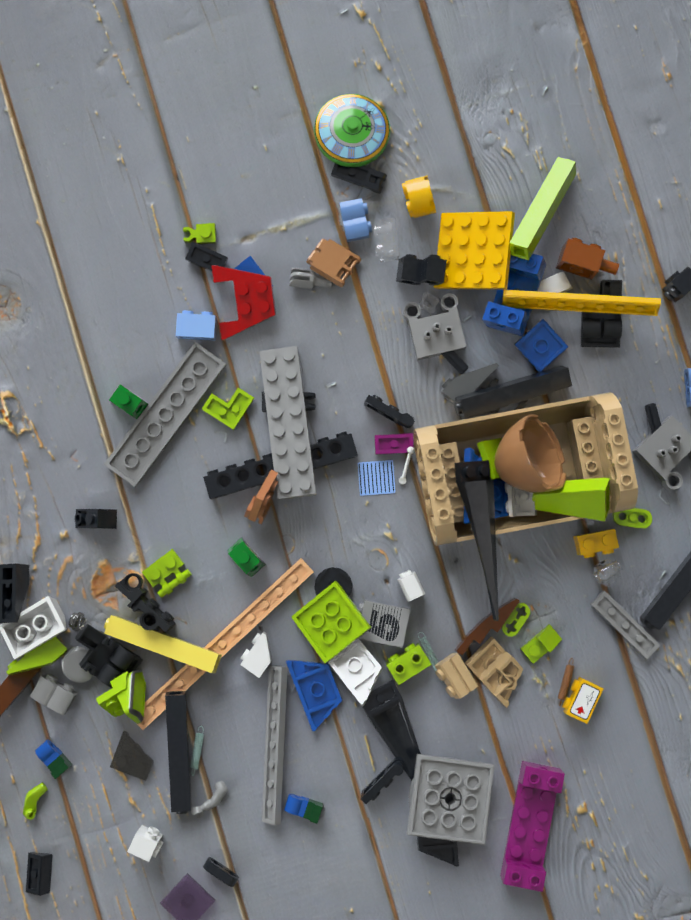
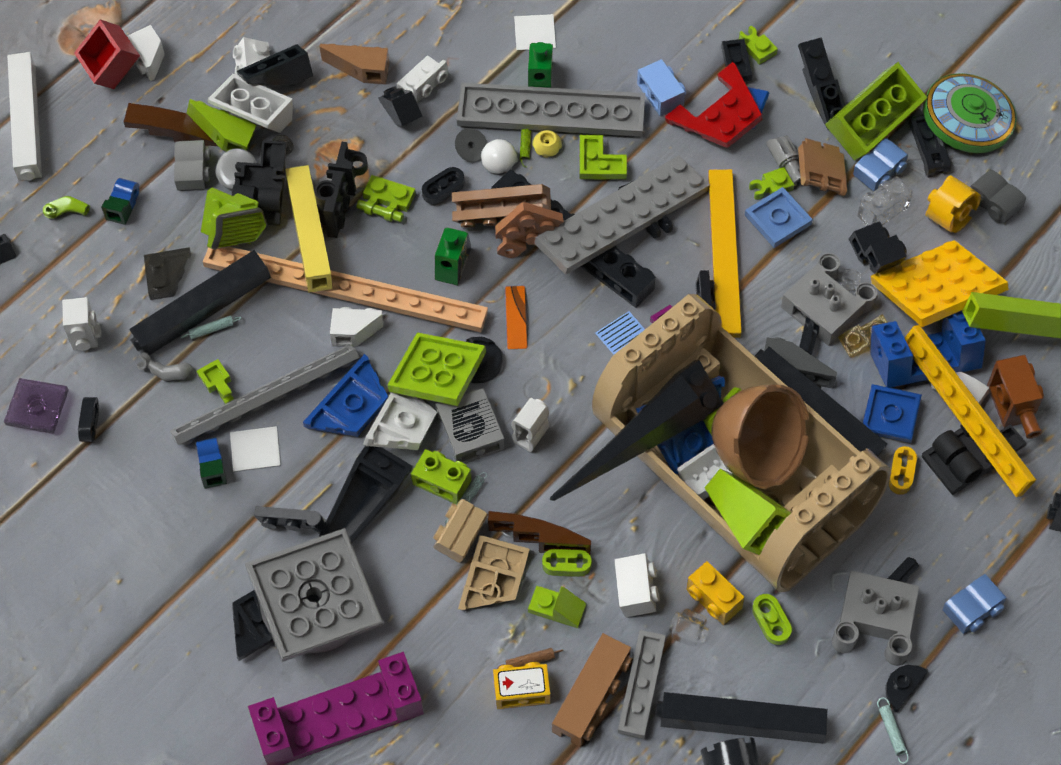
camera: 55 degrees right, 25 degrees down
(43, 521) = (362, 63): none -> medium nougat slope
(80, 487) = (424, 77): none -> white bracket
(87, 381) = (533, 30): none -> white sticker
(160, 488) = (470, 144): none -> dark grey piece
(180, 528) = (441, 185): none -> black plate
(181, 449) = (525, 144): none -> lime piece
(181, 474) = (498, 156): none -> white hair
(191, 428) = (550, 149): none -> light yellow plate
(231, 502) = (495, 204): none -> medium nougat brick
(240, 770) = (216, 378): none -> lime plate
(267, 214) = (820, 79): none -> black slope
(308, 771) = (255, 448): none -> white sticker
(314, 194) = (876, 111): none -> lime brick
(315, 540) = (516, 317): none -> orange sticker
(321, 299) = (772, 182): none -> lime plate
(351, 317) = (778, 217): none -> medium blue plate
(353, 370) = (724, 250): none -> yellow tile
(428, 160) = (998, 196): none -> dark grey brick
(474, 324) = (858, 338): none -> clear yellow slope
(561, 588) = (635, 585): none -> white brick
(586, 362) = (897, 469): none -> yellow beam
(611, 658) = (592, 689): none -> medium nougat brick

